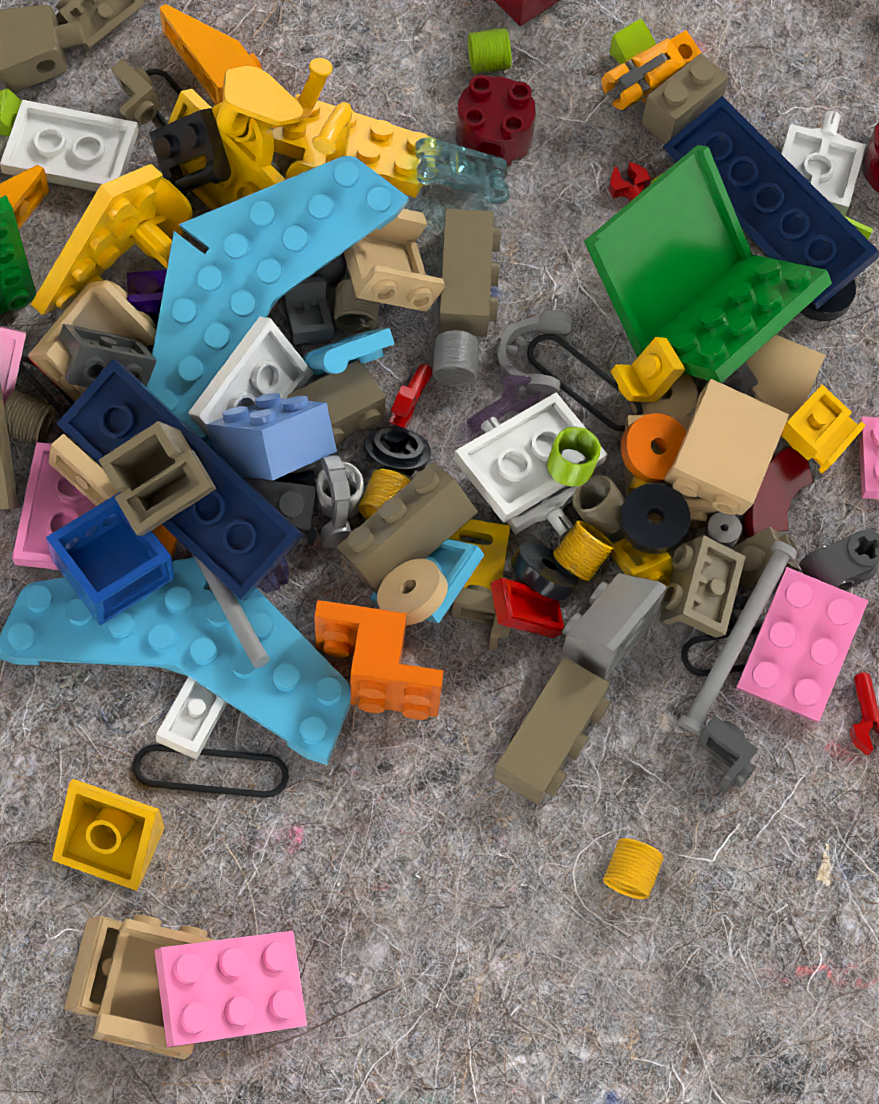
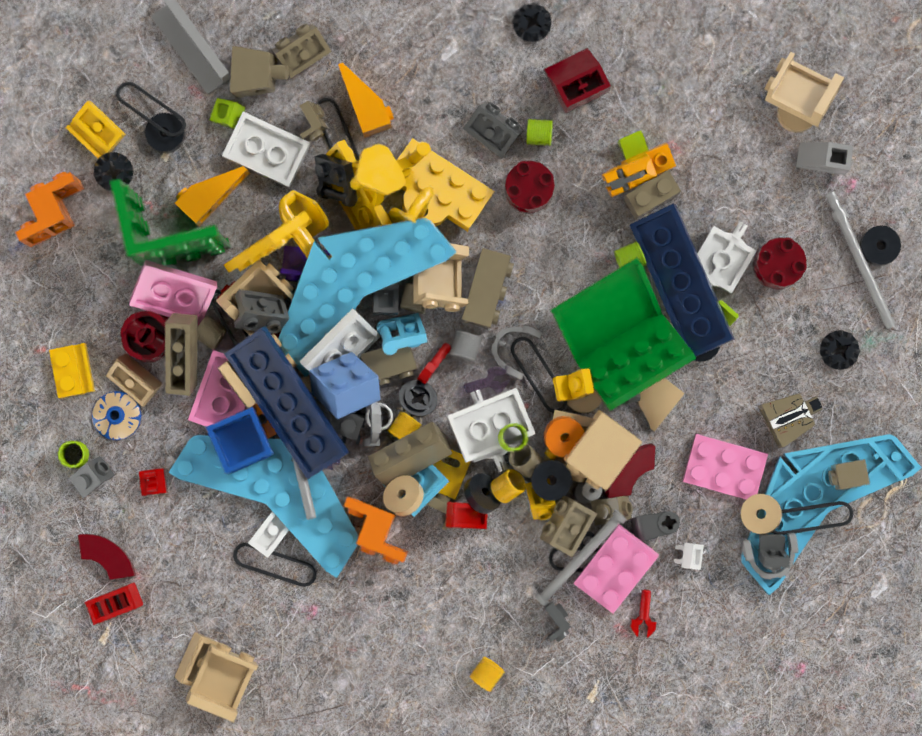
camera: 20 degrees right, 20 degrees up
(107, 834) = (212, 592): yellow slope -> none
(156, 476) = (273, 409): dark tan plate -> none
(229, 988) = (259, 692): bright pink plate -> none
(417, 60) = (493, 128): none -> dark grey bracket
(462, 169) = (500, 220): clear light blue plate -> none
(553, 732) = (464, 588): dark tan brick -> none
(612, 623) = (512, 533): light grey slope -> none
(622, 188) = (604, 252): red bar -> none
(821, 428) = (666, 441): yellow plate -> none

